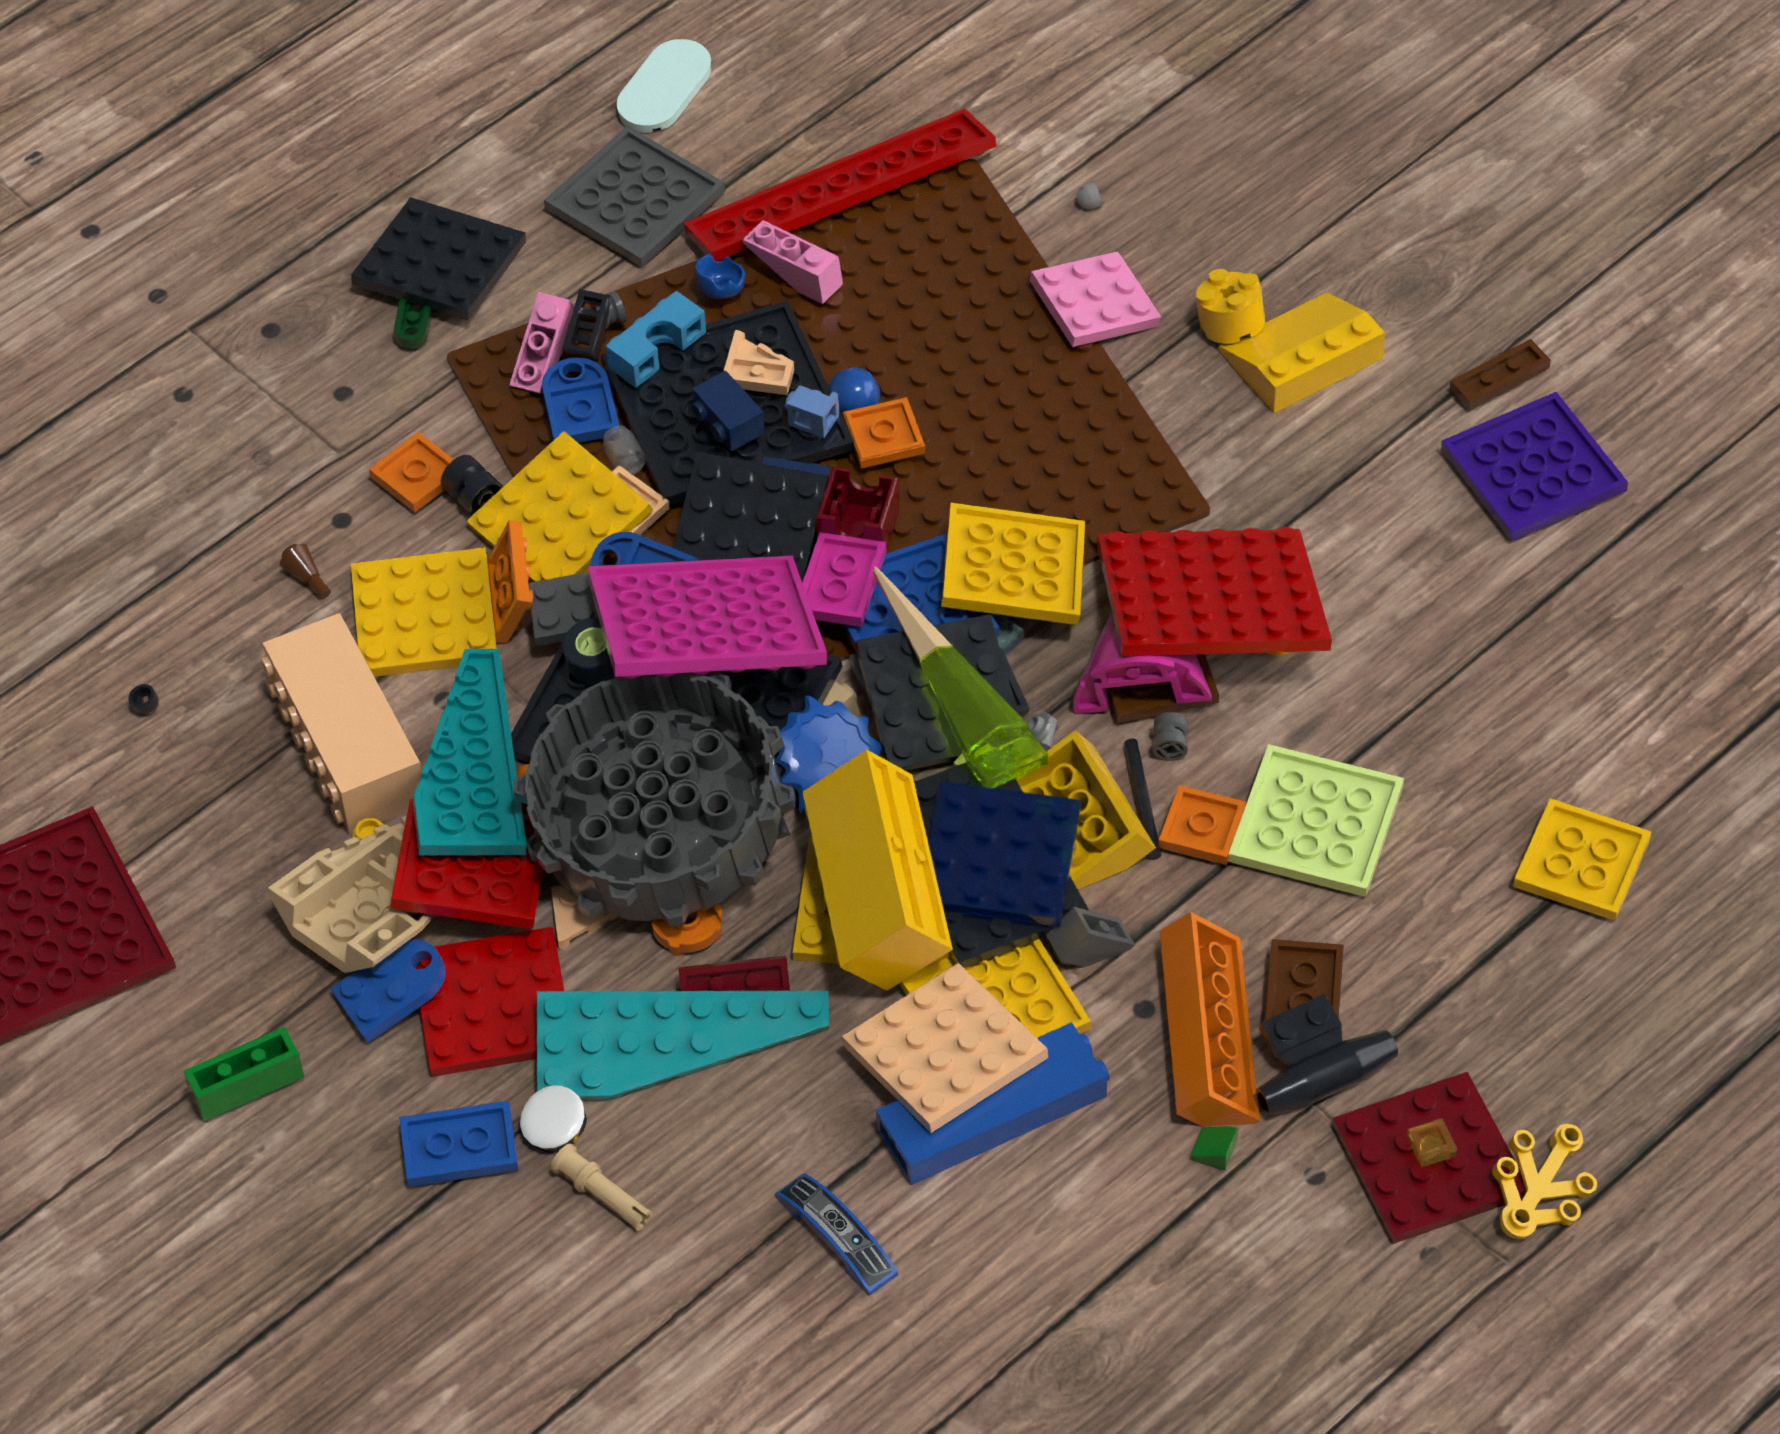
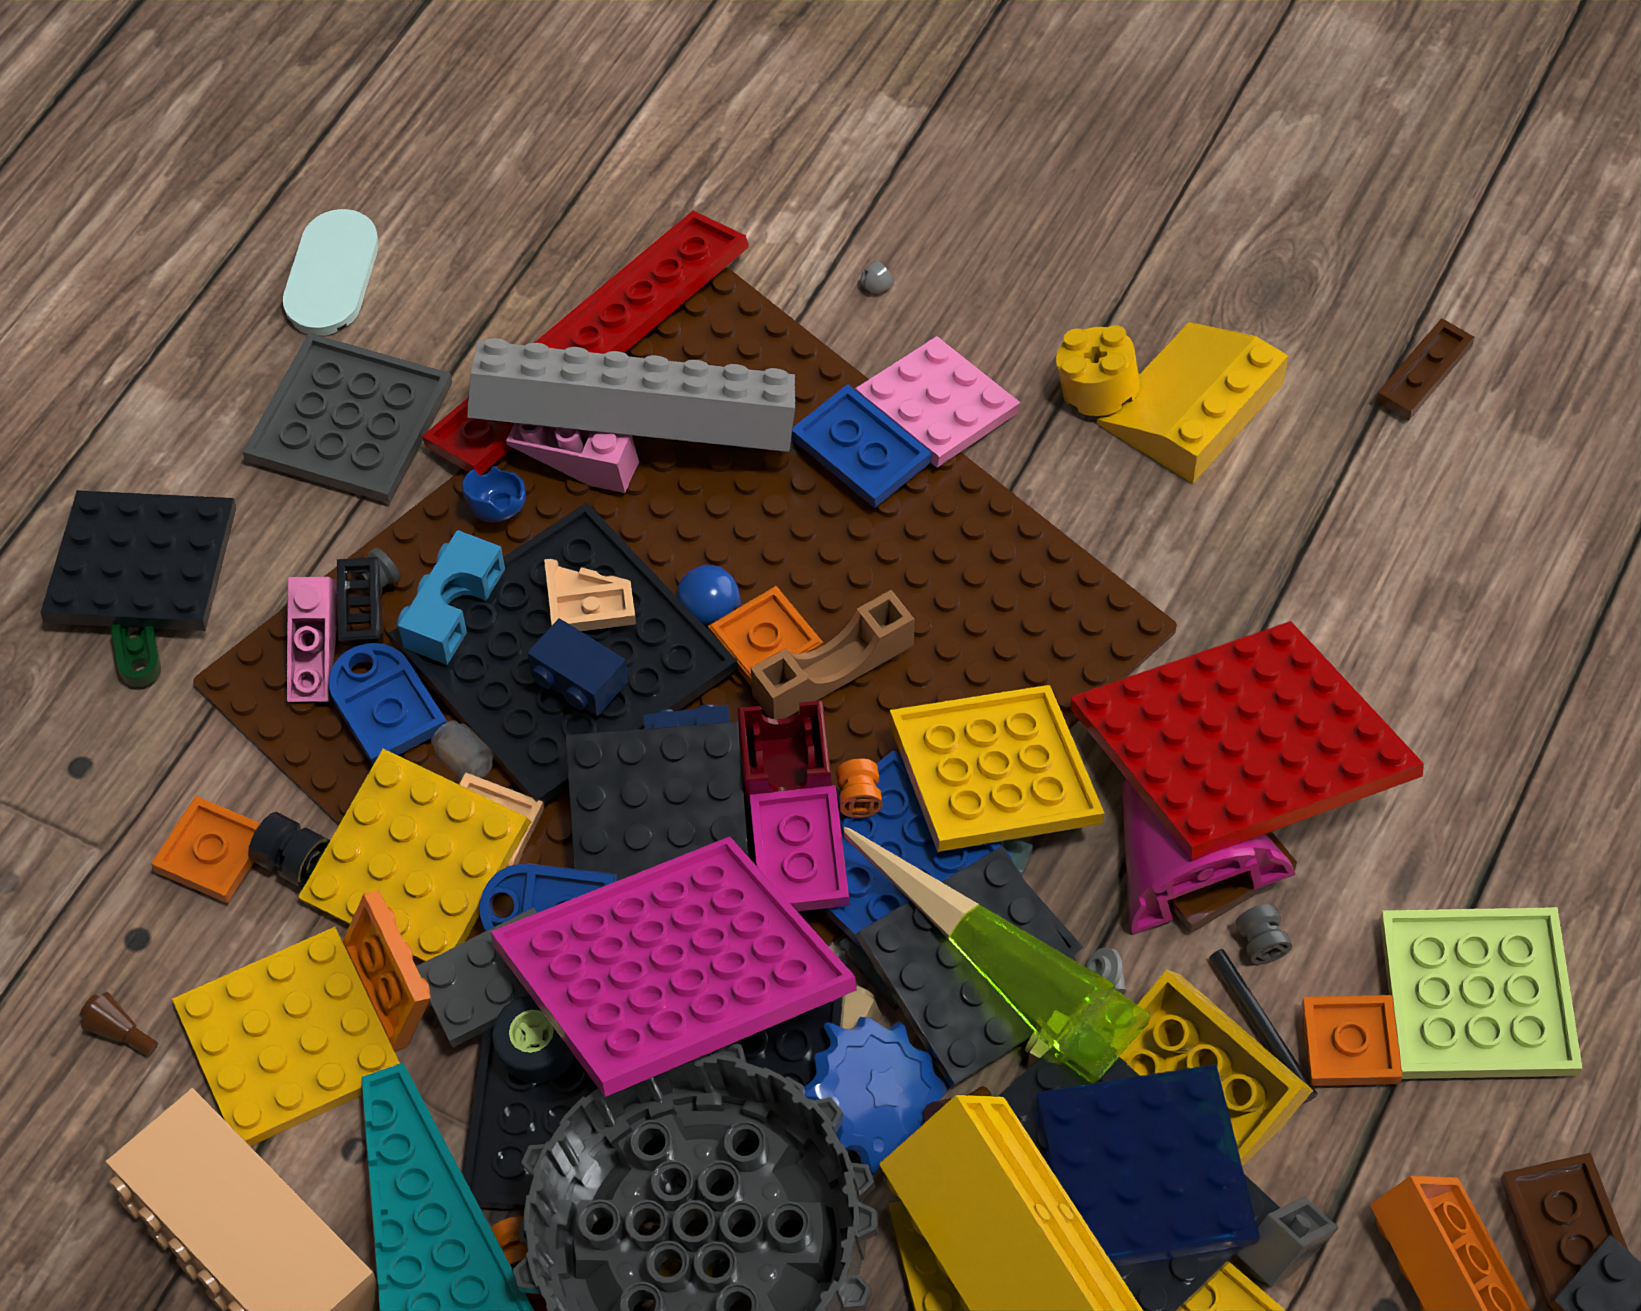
camera: 20 degrees left, 5 degrees up
(812, 410) = (675, 637): medium blue brick -> none
(850, 228) = (632, 395): none -> light grey brick
(903, 549) = (858, 785): none -> orange wheel
(963, 451) = (870, 638): none -> medium nougat arch
(1018, 314) = (861, 445): none -> blue plate
(1534, 466) = (1513, 469): dark purple plate -> none

